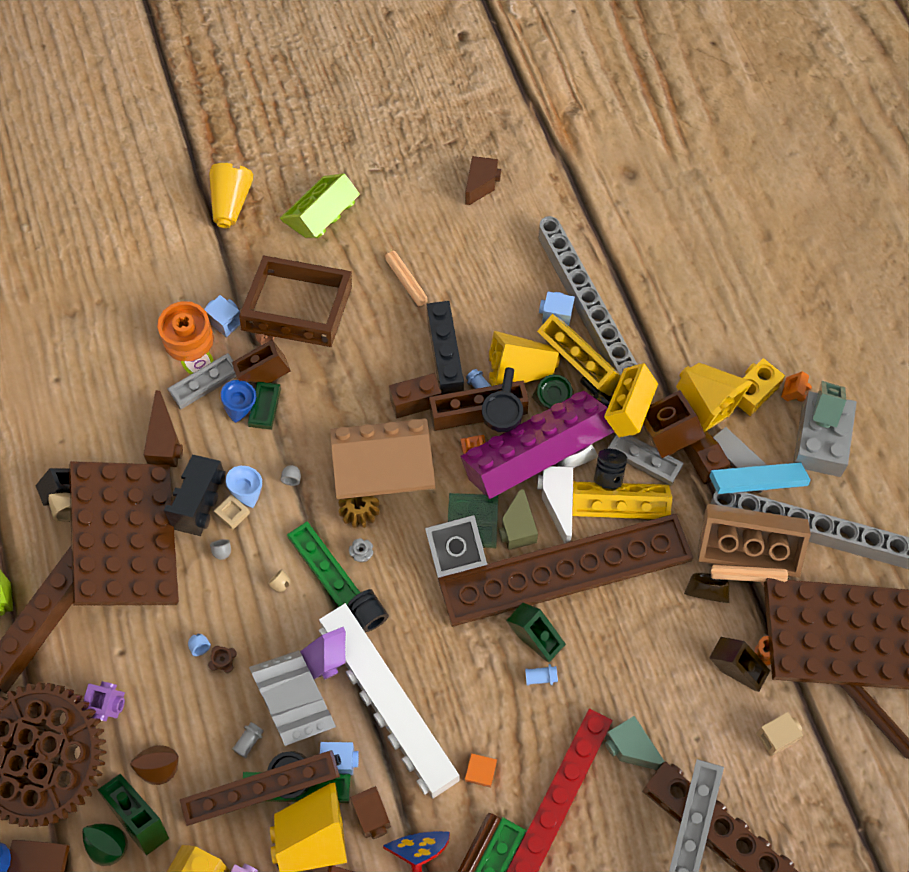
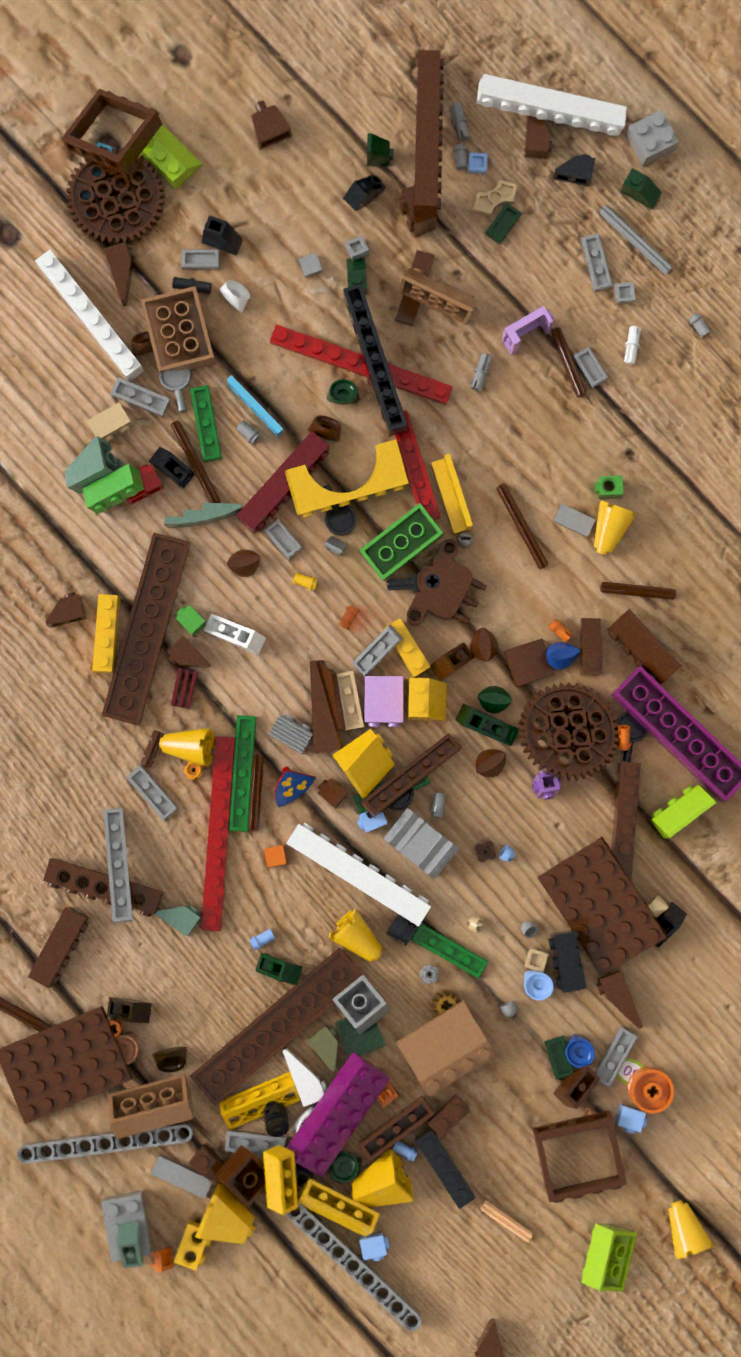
camera: 155 degrees right, 20 degrees up
(326, 654) = (413, 883): medium lavender slope -> none
(426, 628) = (356, 936): none -> yellow cone
(502, 409) = (373, 1128): black piece -> none
(747, 573) = (145, 1079): light nougat axle -> none
(755, 621) = (129, 1046): none -> nougat piece
(759, 478) = (163, 1162): medium azure tile -> none
(780, 733) = (84, 971): tan brick -> none
(804, 778) = (58, 947): none -> reddish brown brick

